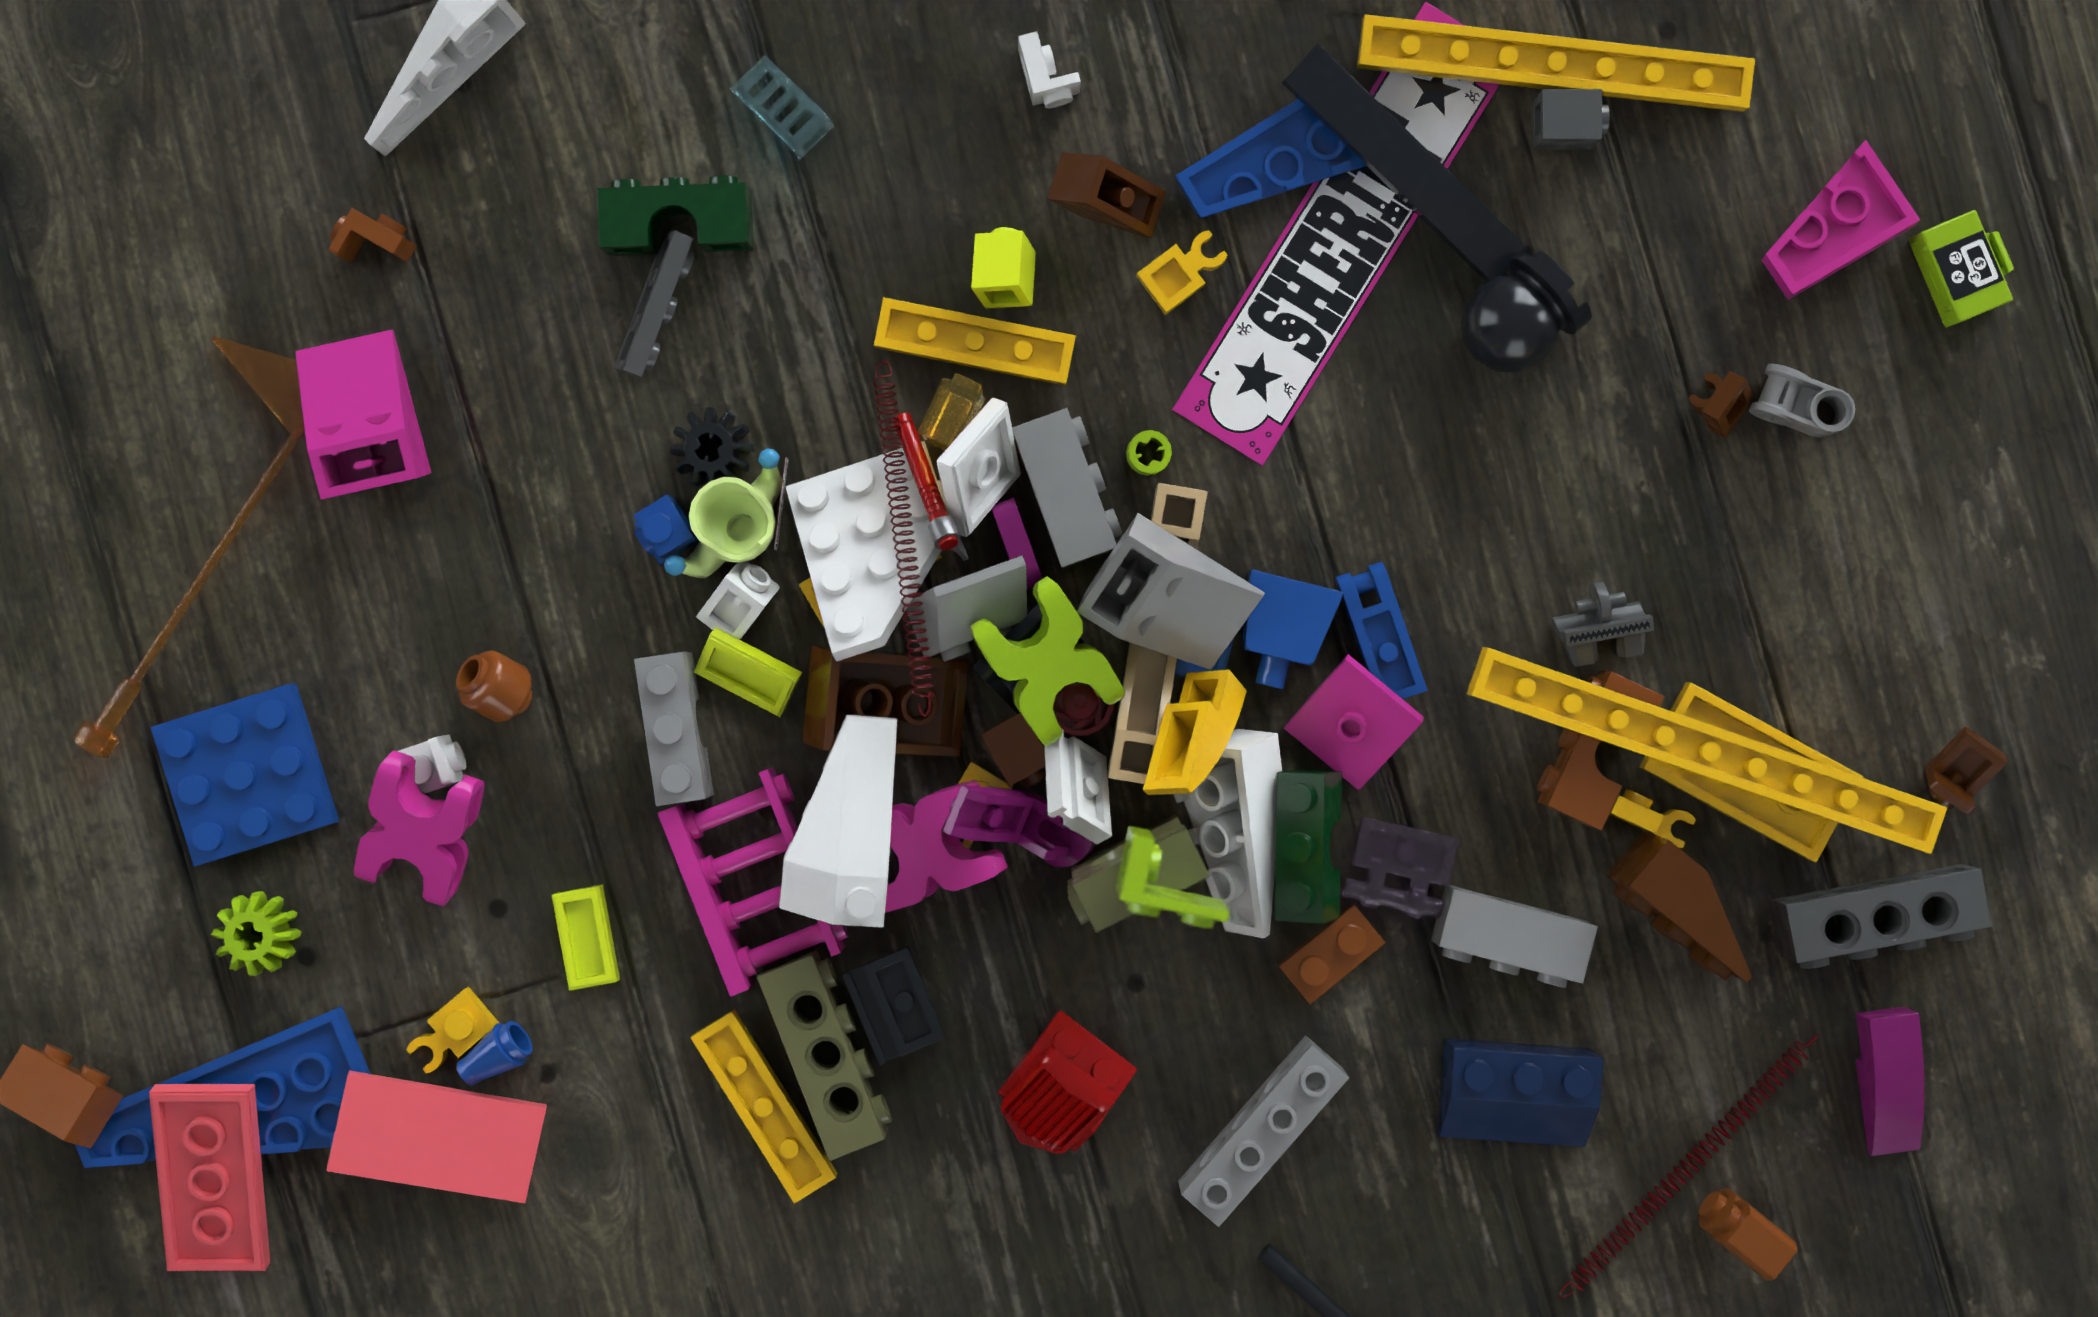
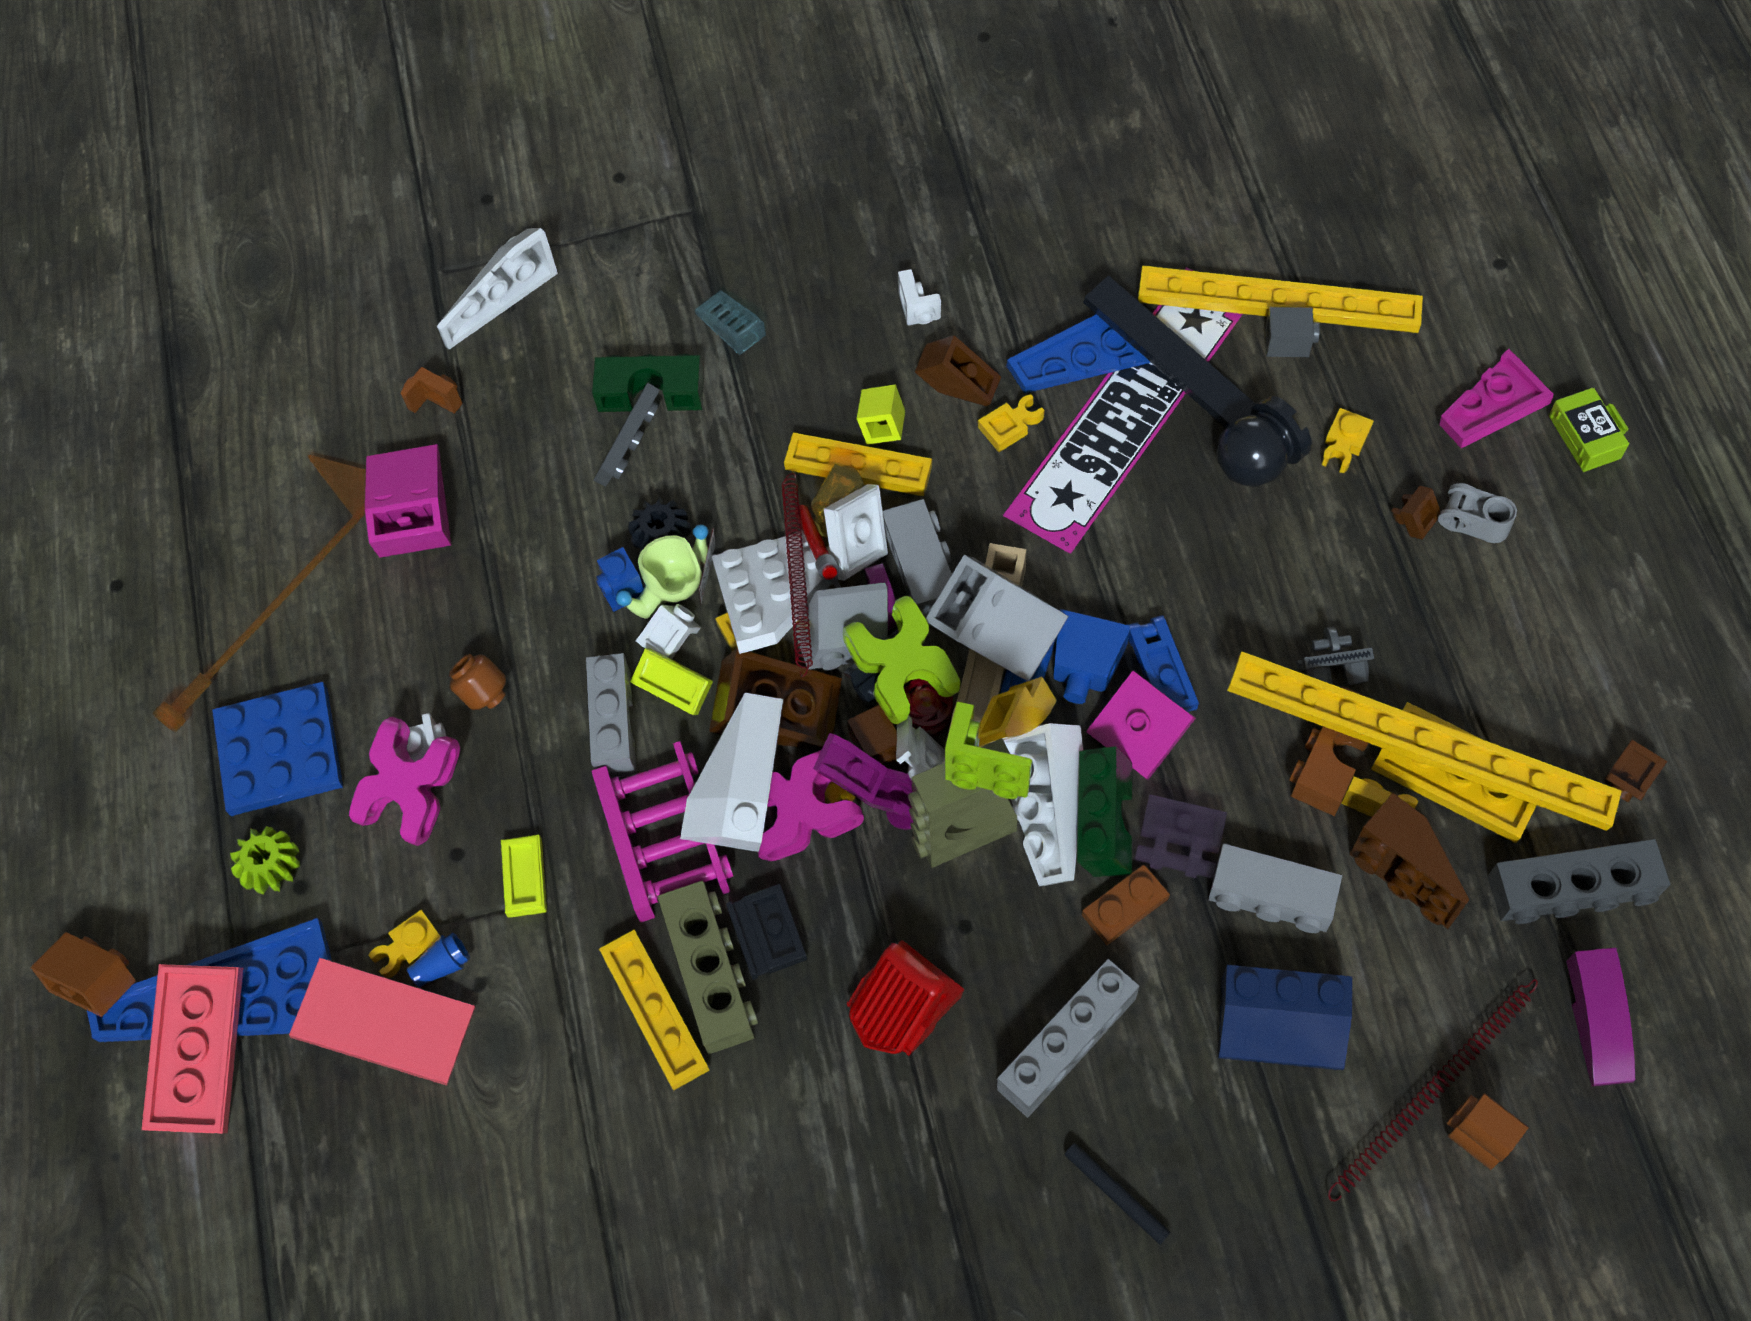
camera: 10 degrees right, 25 degrees down
(1154, 466) = (979, 532): lime bush -> none
(1637, 280) = (1346, 437): none -> yellow plate

